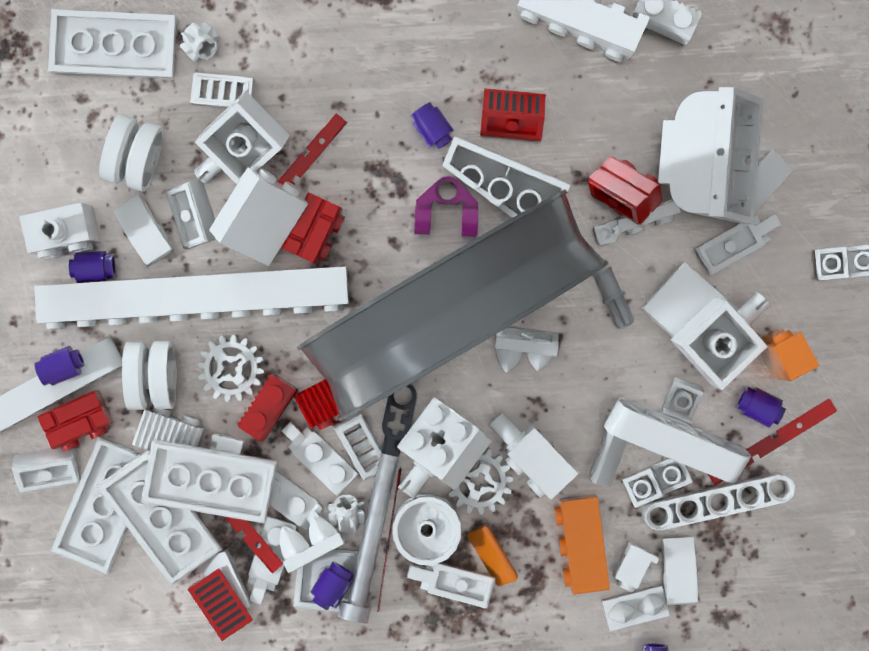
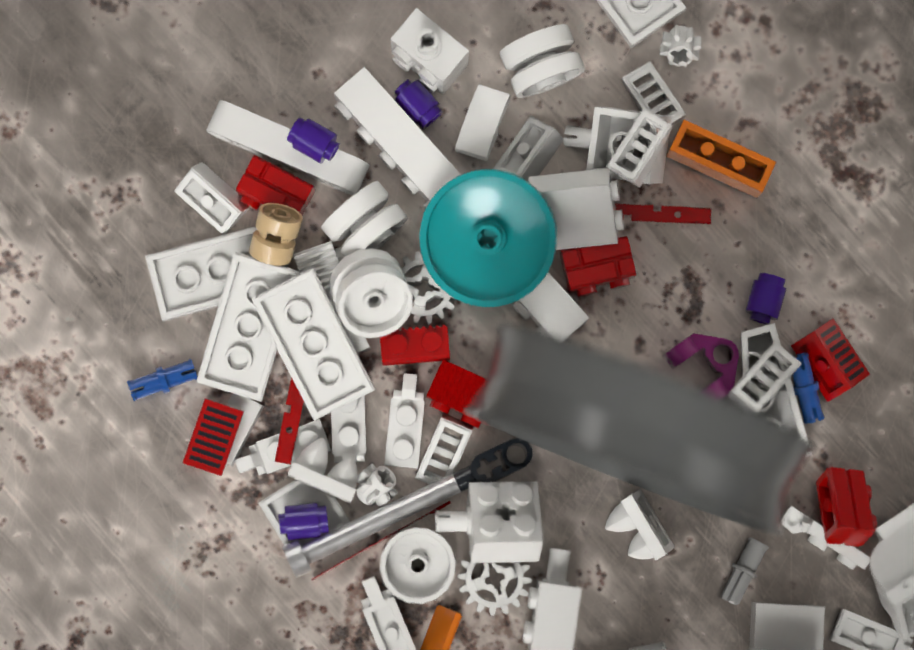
camera: 45 degrees right, 5 degrees down
(107, 447) = (276, 233): none -> tan wheel
(150, 607) = (162, 380): none -> blue pin
(204, 412) = (371, 293): none -> white wheel
(230, 296) = (488, 238): none -> teal dish
(244, 148) = (650, 153): none -> white slope
(305, 78) = (721, 159): none -> orange brick
(490, 204) = (783, 356): none -> white slope
(518, 149) = (806, 390): none -> blue pin

